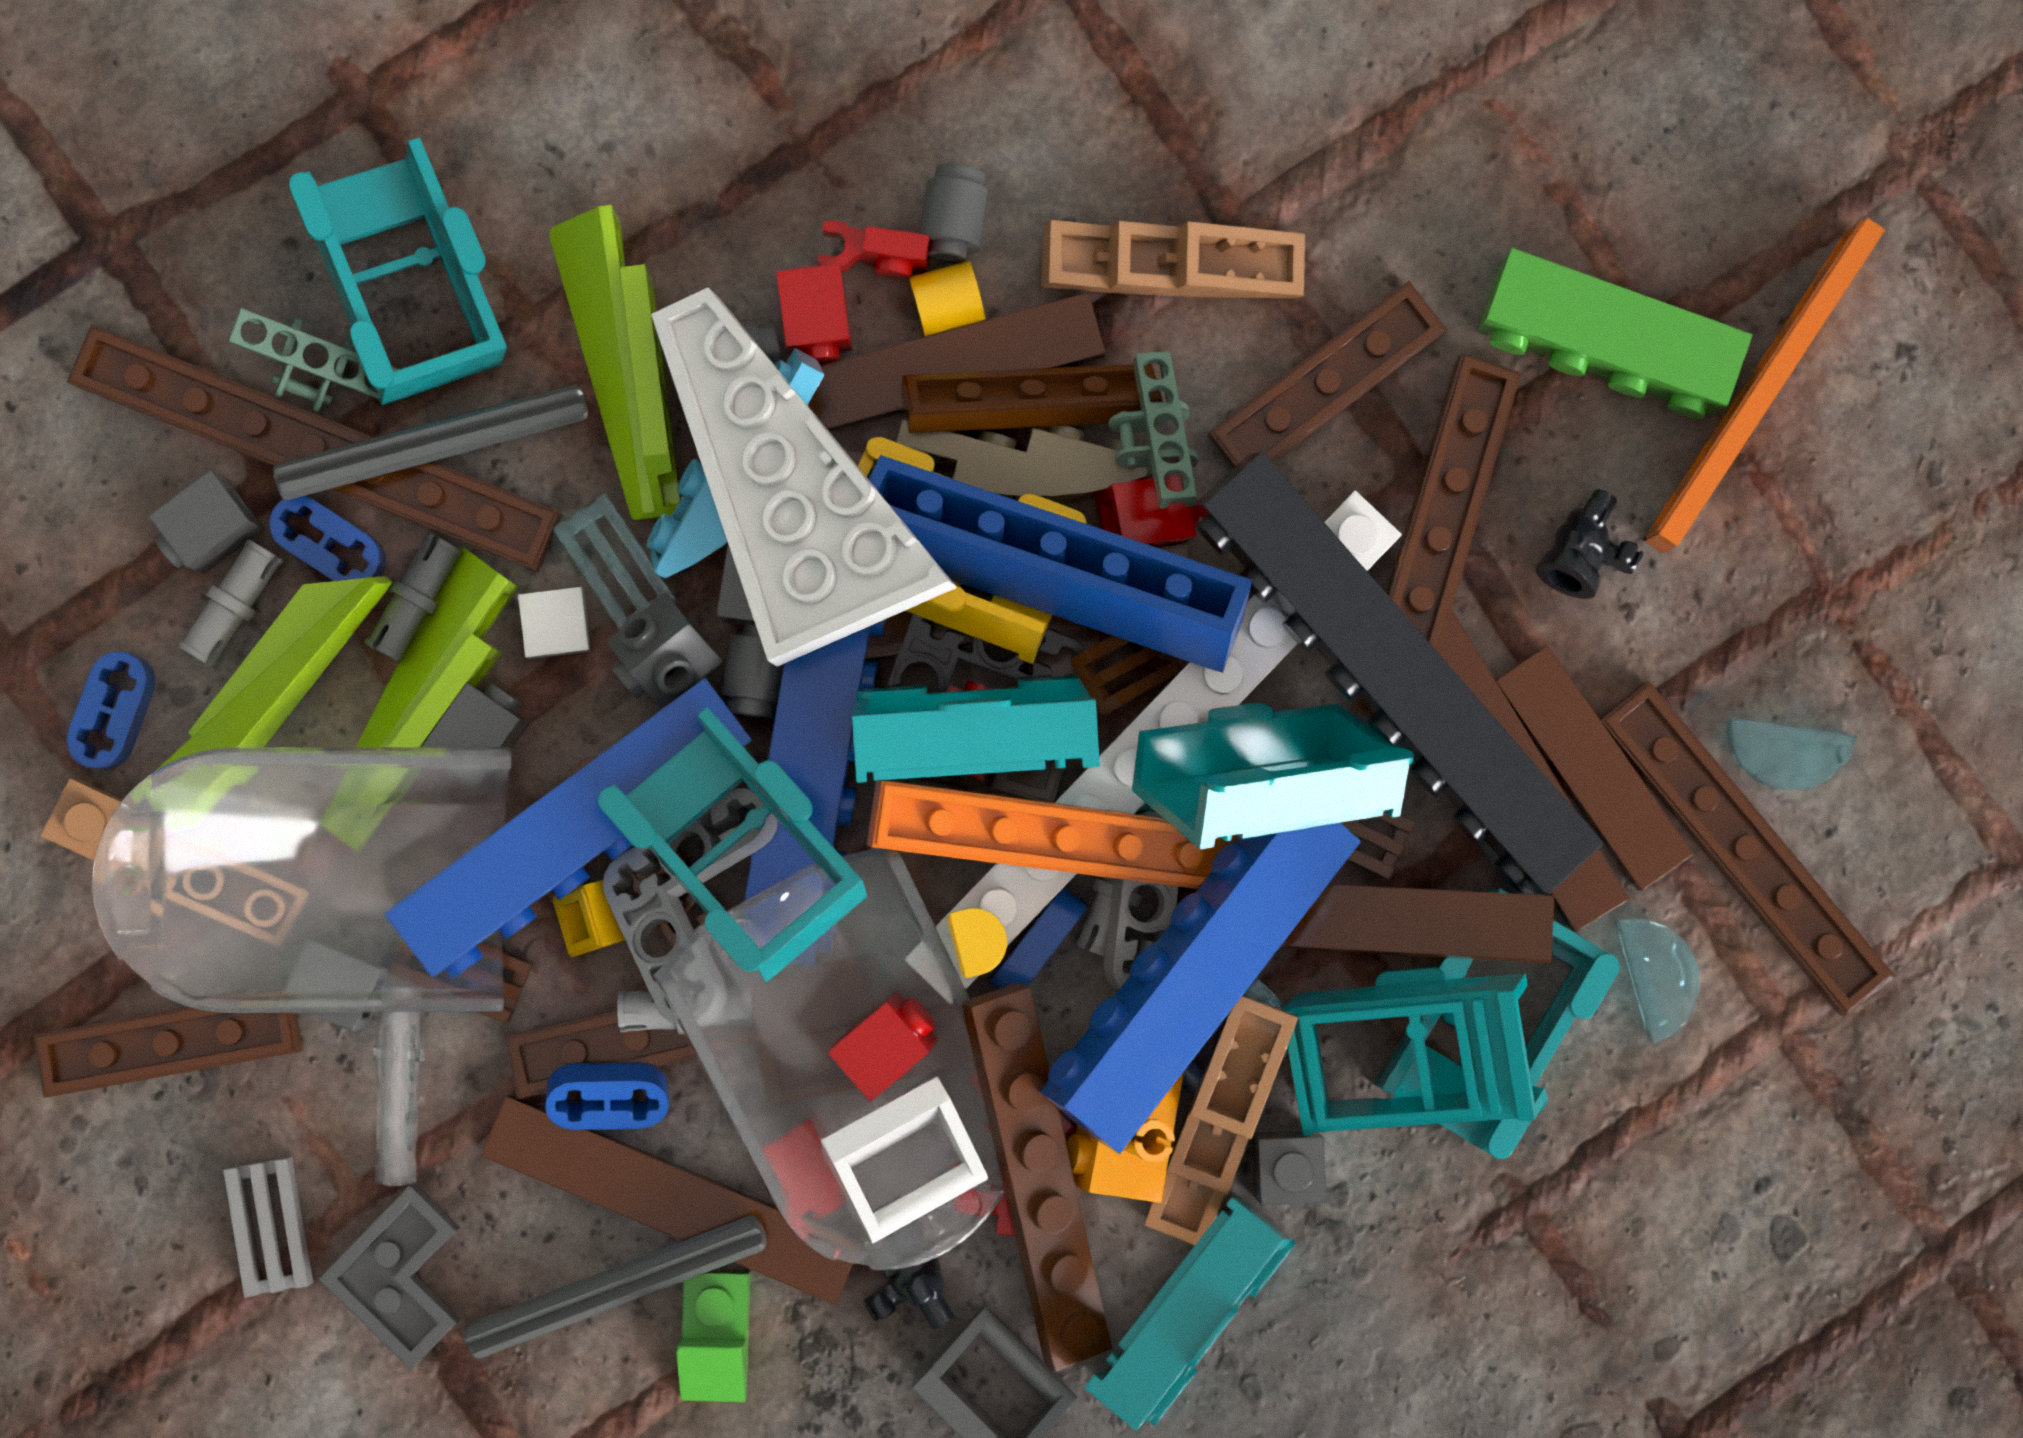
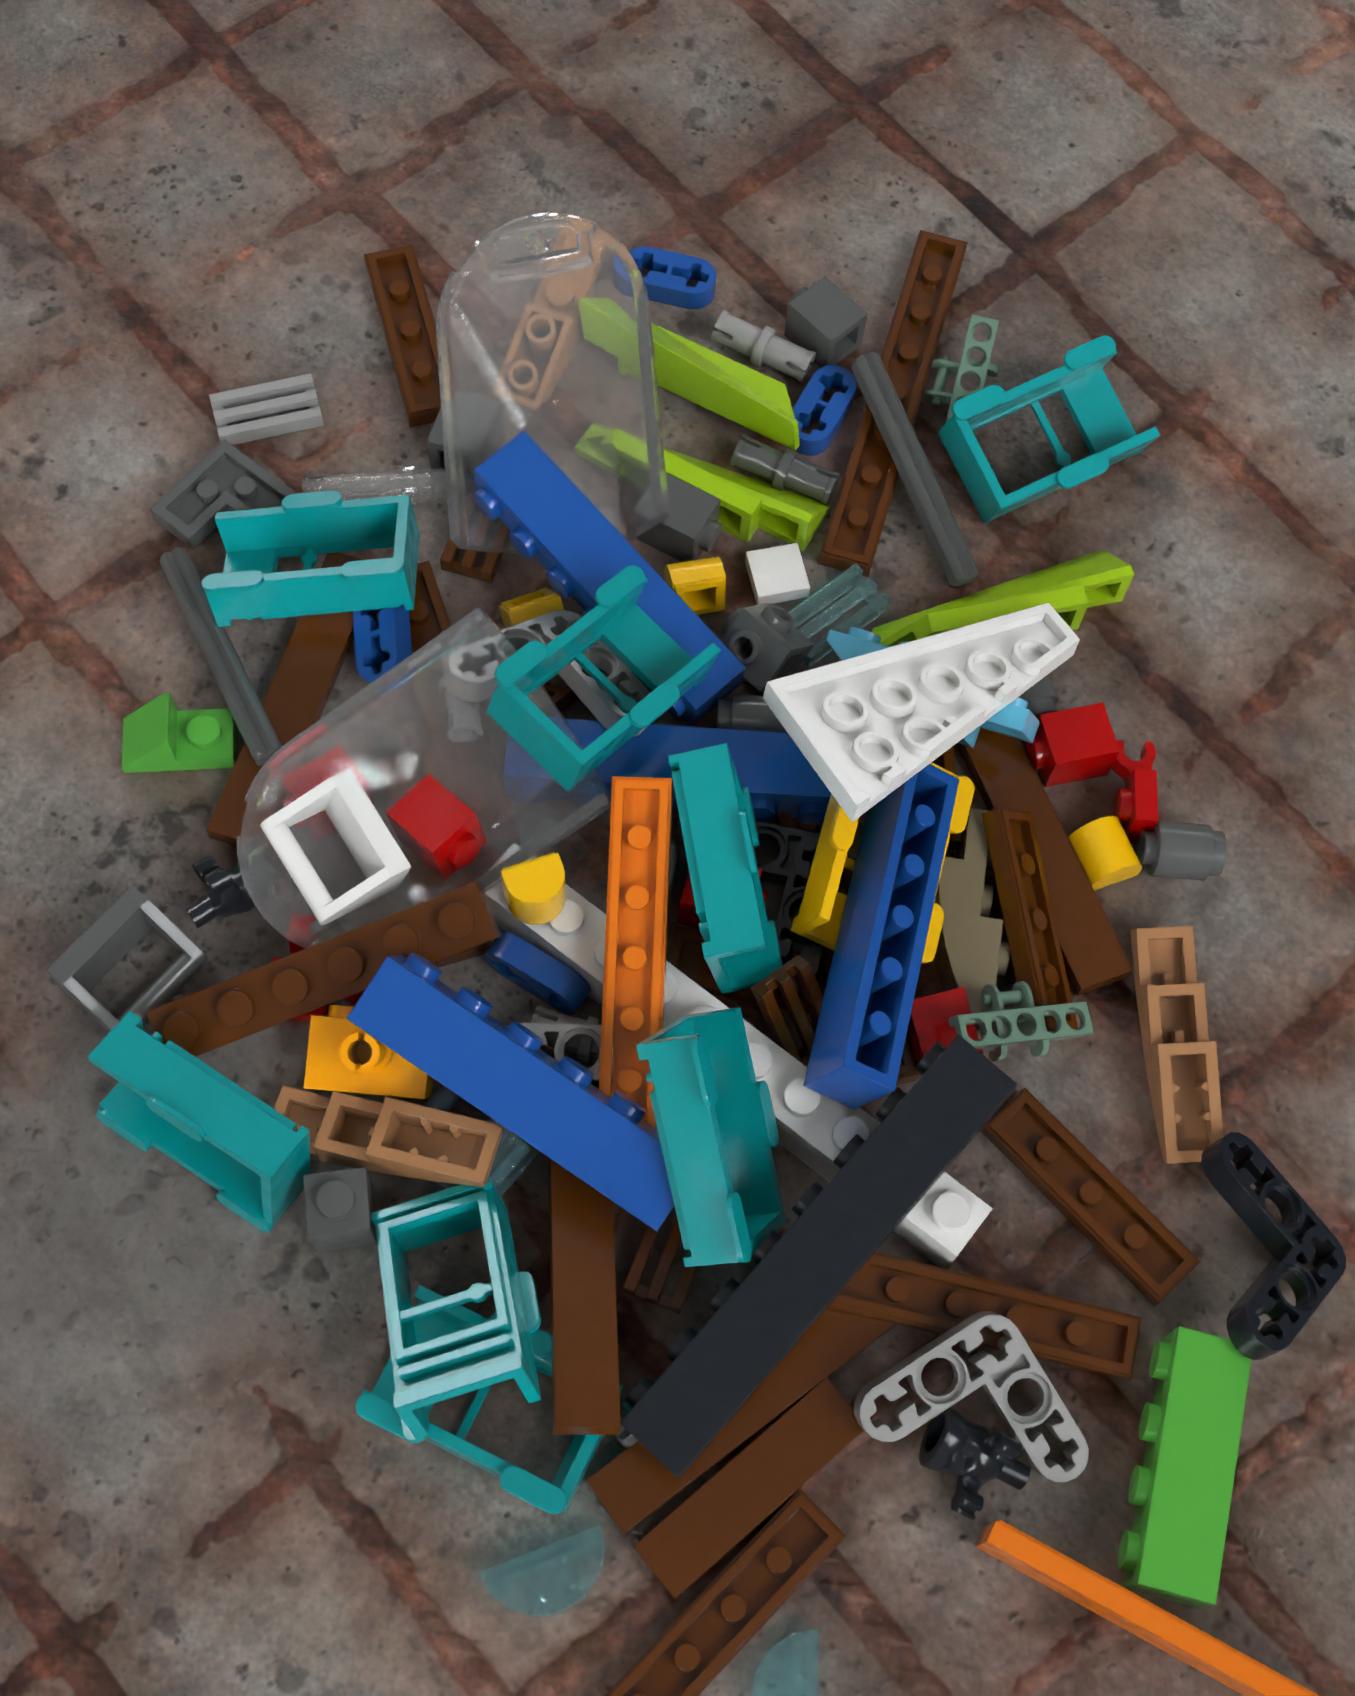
camera: 85 degrees right, 20 degrees down
(456, 1177) = (307, 527): none -> teal piece
(567, 722) = (699, 583): none -> yellow brick
(1407, 187) = (1290, 1243): none -> black beam
(1511, 516) = (996, 1377): none -> light grey beam

